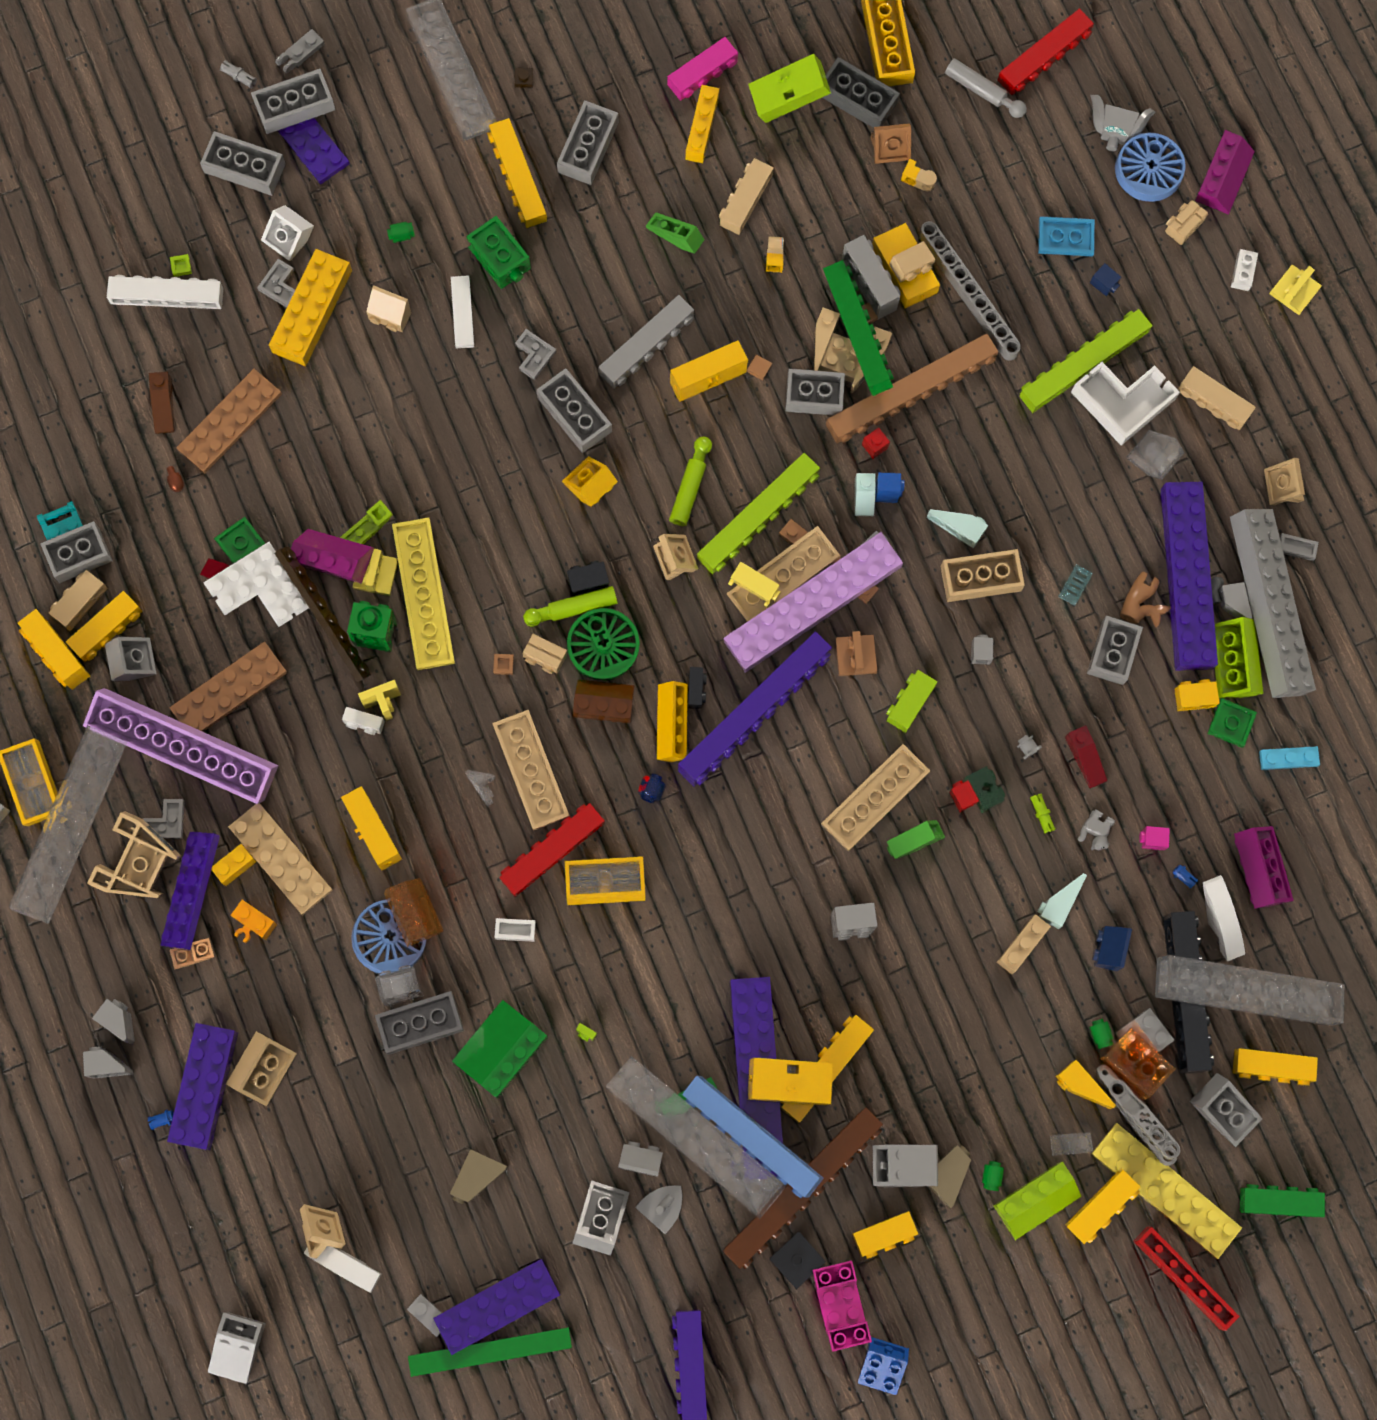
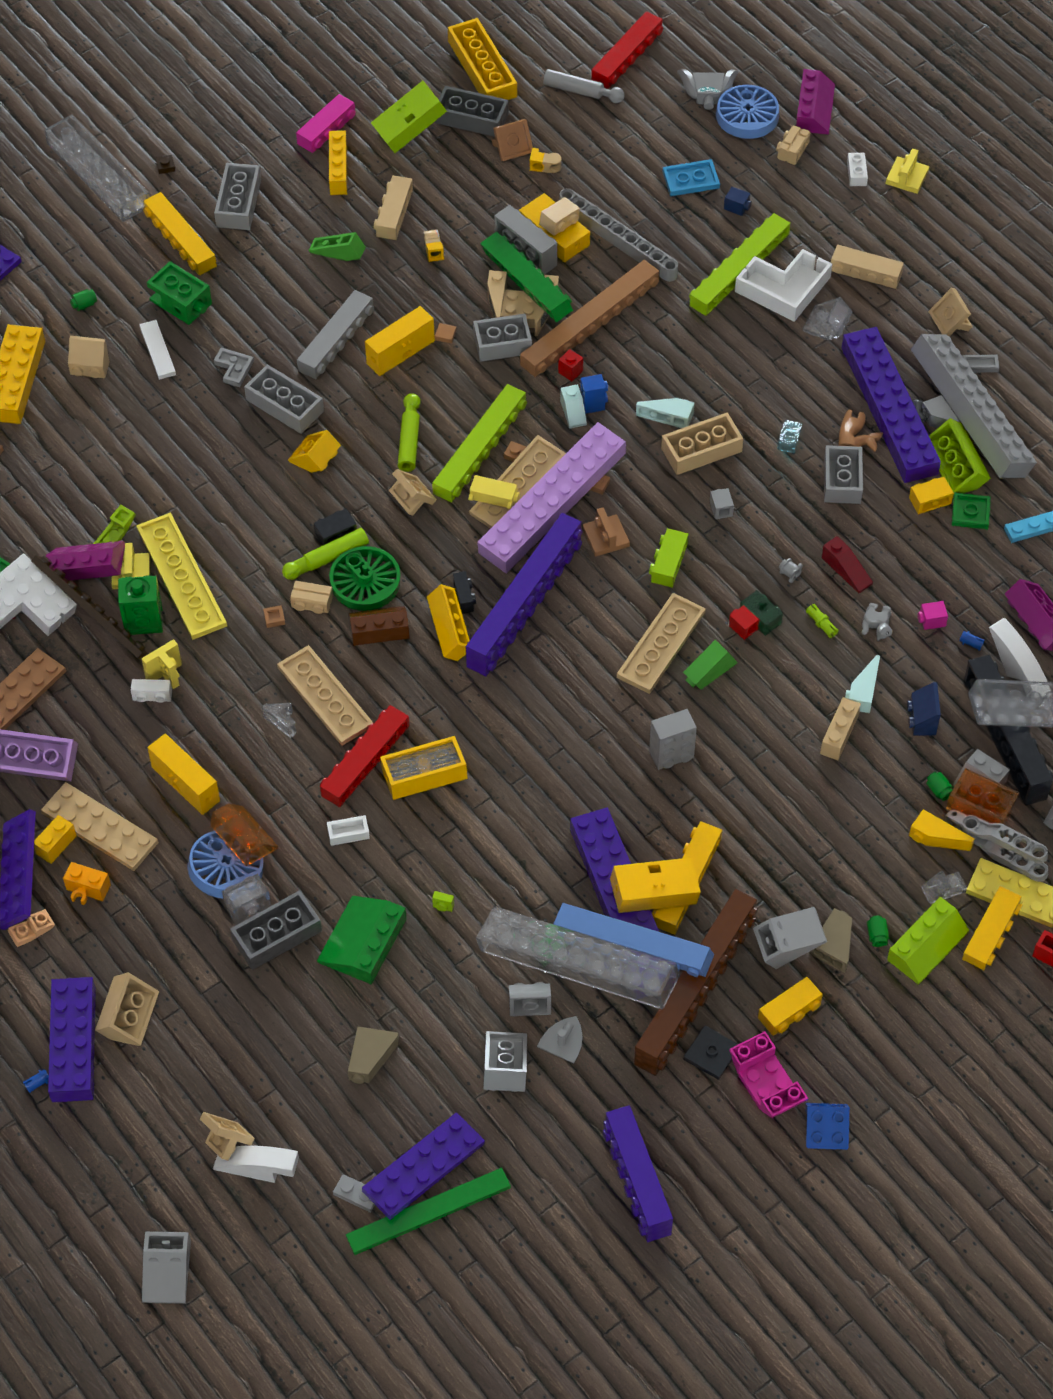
camera: 10 degrees left, 20 degrees down
(651, 788) = (445, 683): clear blue head -> none

